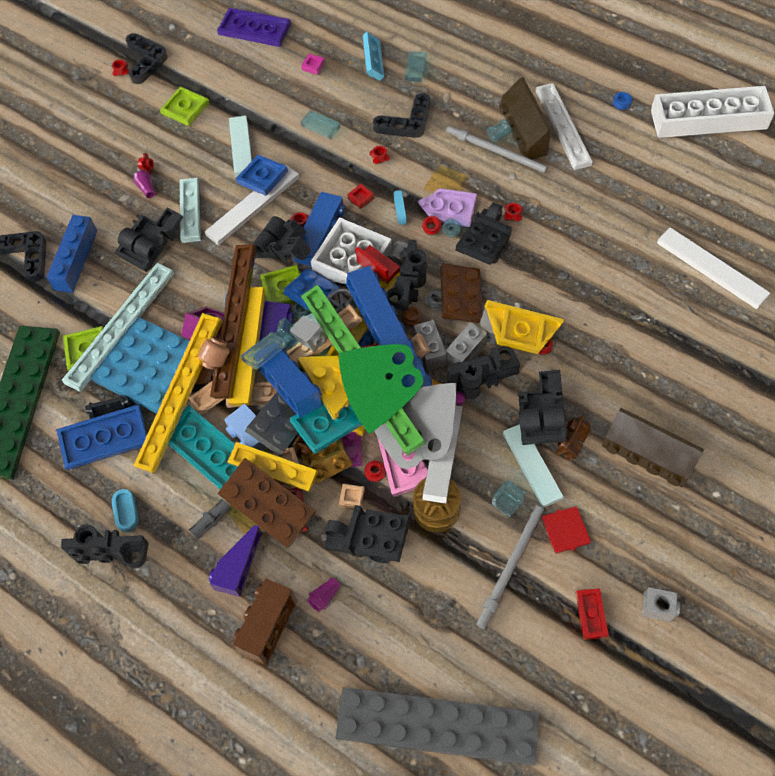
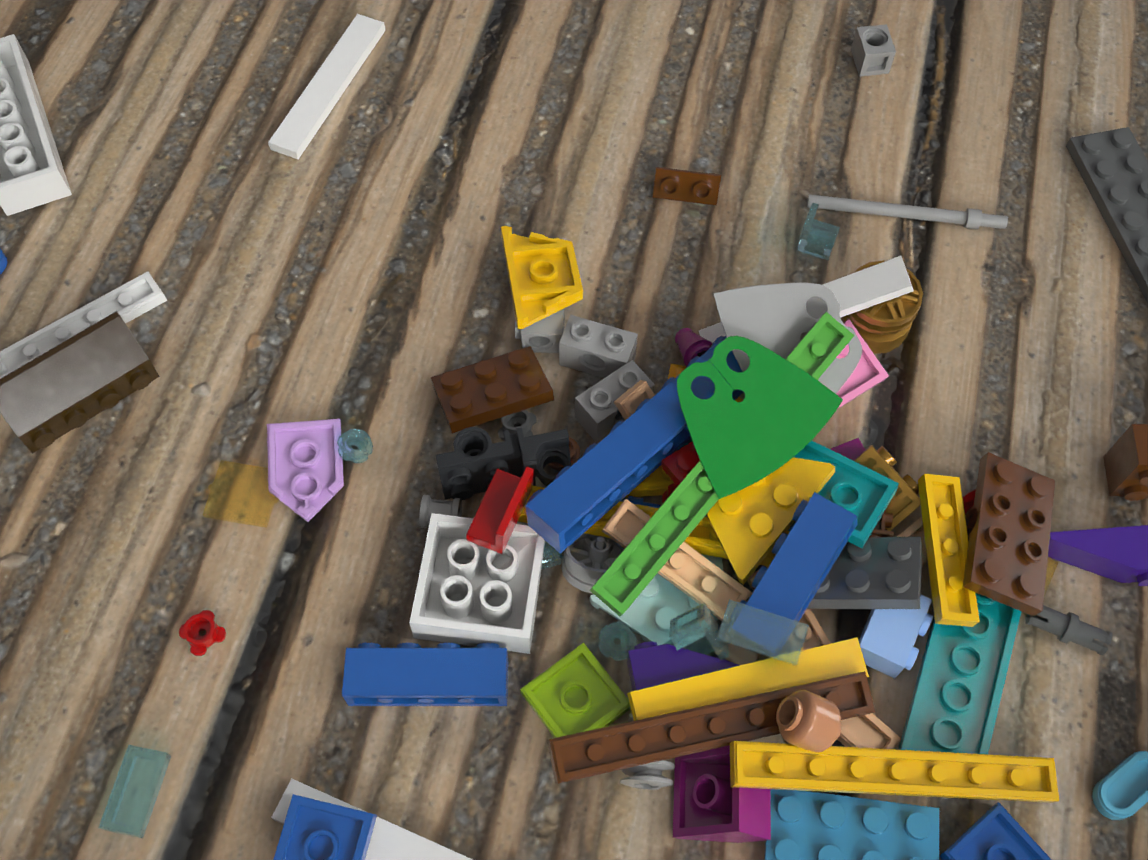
camera: 115 degrees left, 0 degrees up
(282, 240) = (494, 727): black plate -> none
(300, 217) = (414, 715): red plate -> none
(305, 282) = (574, 633): blue plate -> none
(308, 333) = (693, 571): light grey brick -> none
(322, 595) = (1081, 416): magenta cone -> none
(351, 496) = (914, 436): light nougat tile -> none
(360, 196) = (321, 628): red plate -> none
(369, 534) = (966, 379): black plate -> none
(375, 477) = (857, 423): red plate -> none
(399, 206) = (332, 544): medium azure tile -> none
(412, 123) = (97, 598): black beam -> none
(431, 220) = (357, 470): red plate -> none
(464, 136) = (122, 488): light grey bar -> none
(483, 370) = (647, 311): black plate -> none
(485, 236) = (367, 382): black plate -> none
(498, 130) = (92, 433): clear light blue bush -> none
(513, 212) = (291, 353): red plate -> none
(533, 468) = (748, 224): light aqua tile -> none
(543, 411) = (671, 216): black plate -> none
(566, 530) = (821, 167): red piece -> none
(591, 613) = (921, 112): red plate -> none
(652, 448) = (671, 90): dark brown slope -> none

